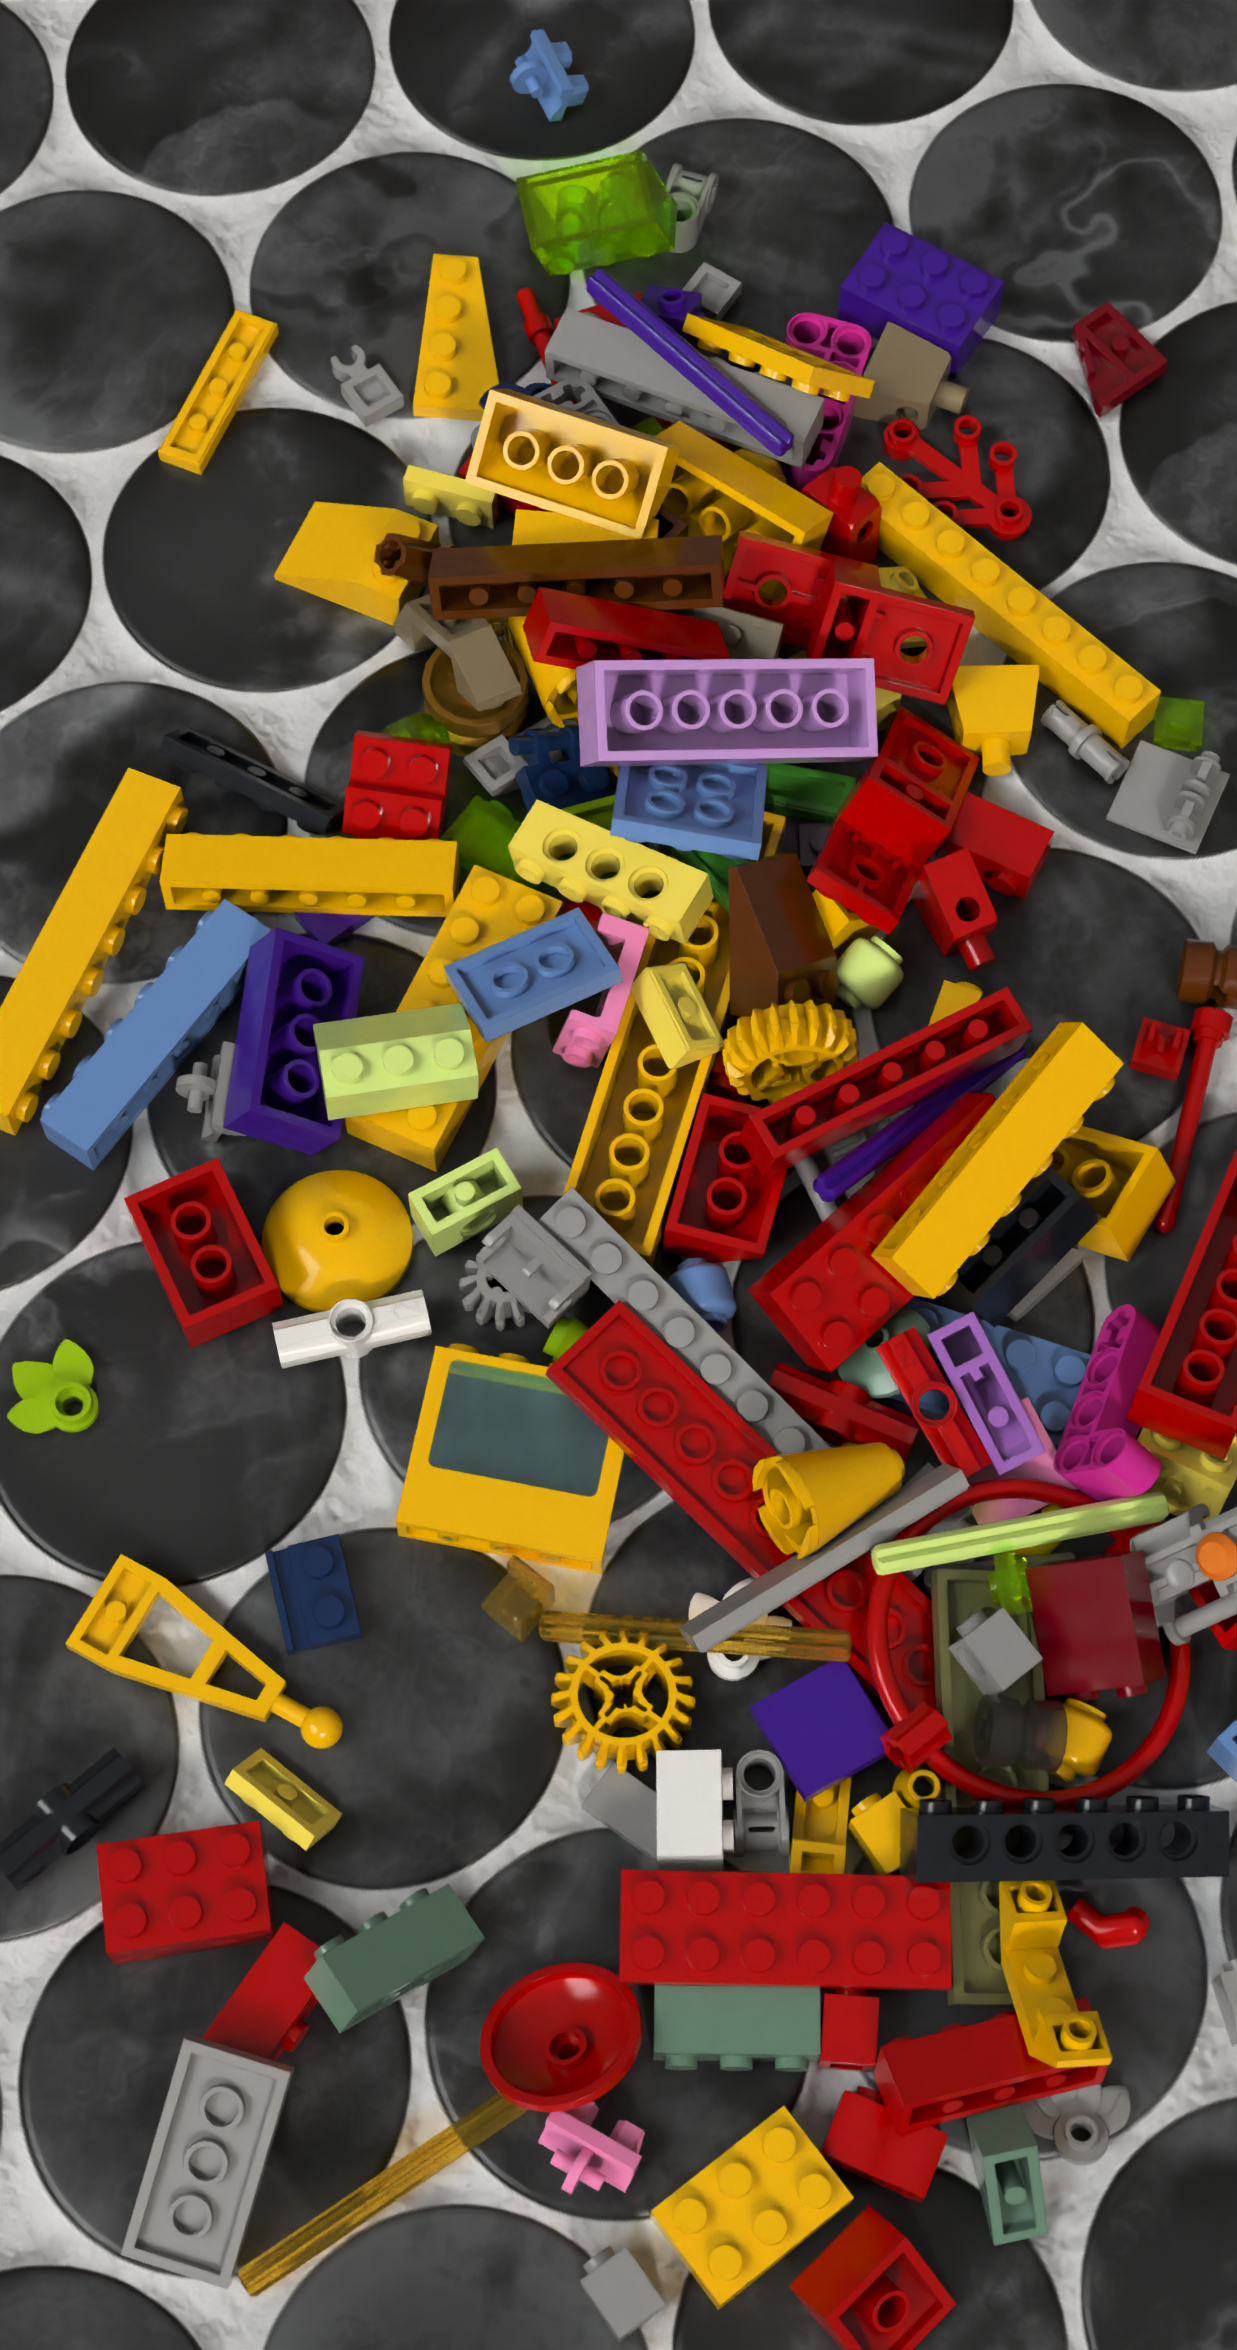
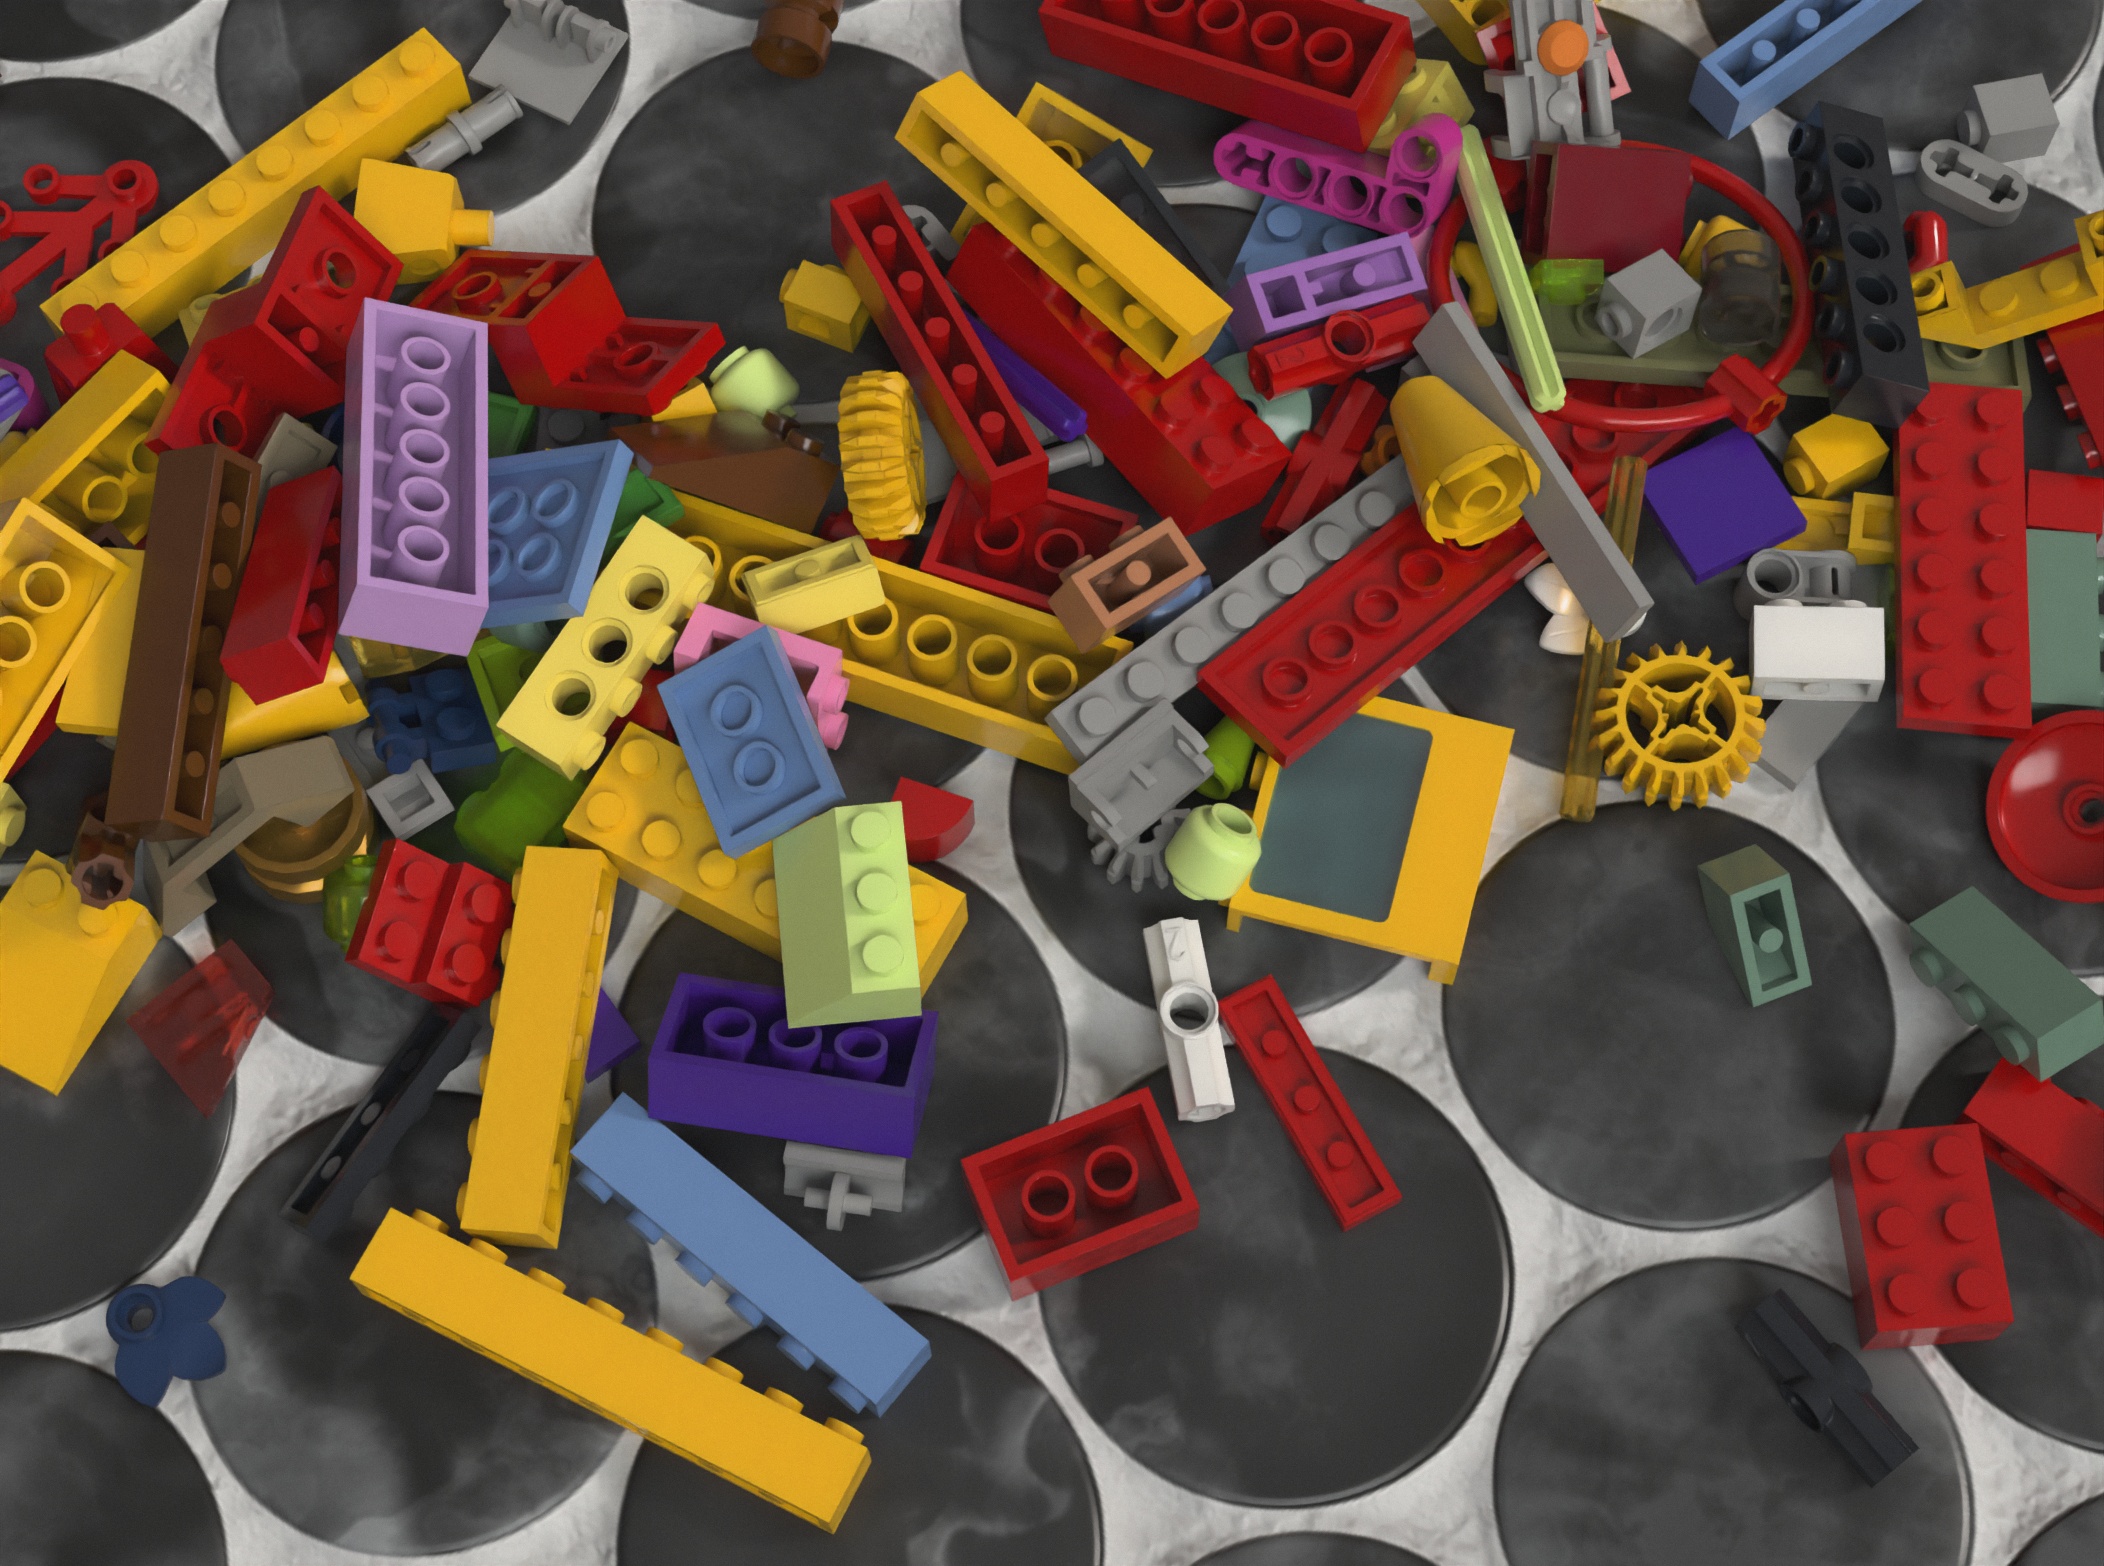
camera: 85 degrees left, 0 degrees up
(50, 1389) = (1242, 1410): lime plate -> none
(98, 674) = (175, 1341): none -> dark blue plate
(119, 1614) = (1559, 1319): yellow plate -> none
(283, 1799) = (1798, 1121): light yellow plate -> none
(293, 1425) = (1307, 1103): none -> red tile
(313, 1594) = (1531, 1084): dark blue plate -> none
(324, 660) = (206, 1023): none -> clear red wing
(325, 1268) = (1041, 1078): yellow dish -> none
(451, 1764) = (1756, 923): none -> sand green slope
(465, 1201) = (1031, 867): yellowish green brick -> none
(474, 1325) = (1213, 852): none -> yellowish green head
(506, 1123) = (933, 820): none -> red brick
(519, 1599) = (1549, 835): clear yellow panel -> none
(682, 1234) = (1124, 584): none -> nougat brick
(904, 1785) = (1790, 420): yellow cone -> none
(956, 908) = (685, 275): red torso -> none
(1001, 843) = (605, 220): red brick -> none
(1159, 1049) = (878, 98): red tile -> none
(1178, 724) = (457, 30): clear neon green plate -> none
(1199, 1976) = (1971, 183): none -> light grey beam
(1210, 1029) = (865, 42): red piece -> none

